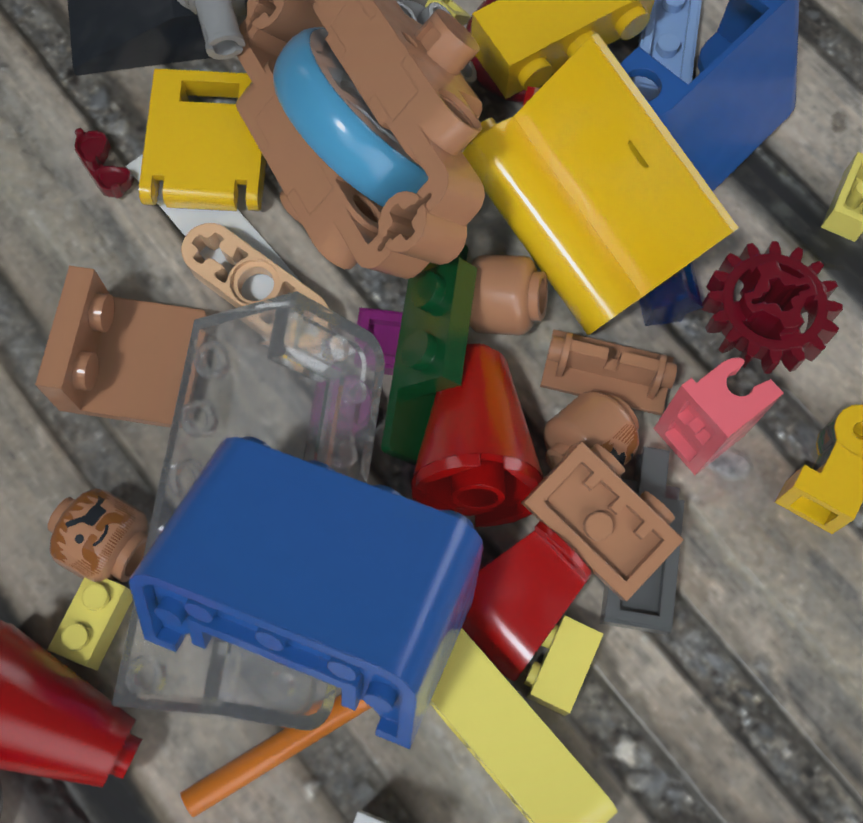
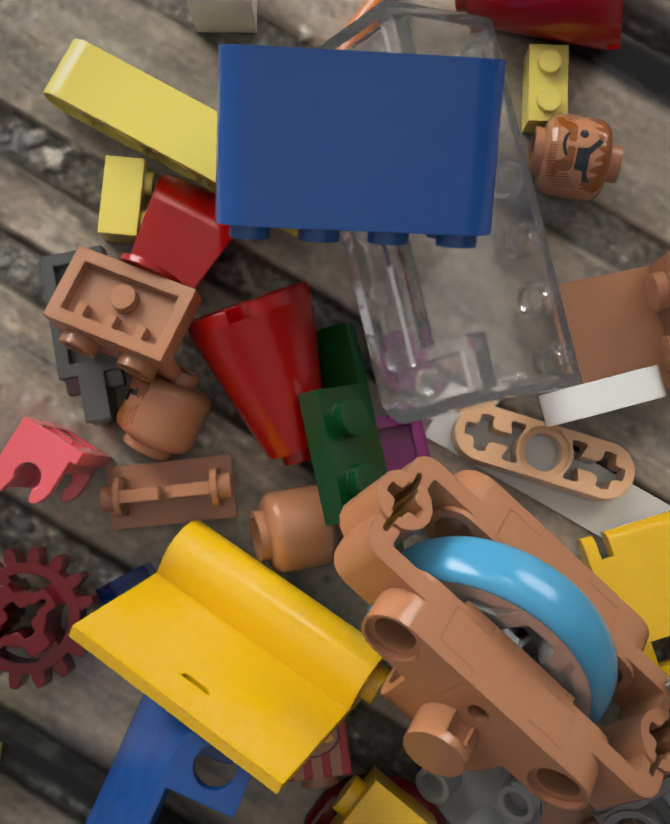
camera: 165 degrees right, 15 degrees up
(177, 298) = (602, 396): none -> white beam

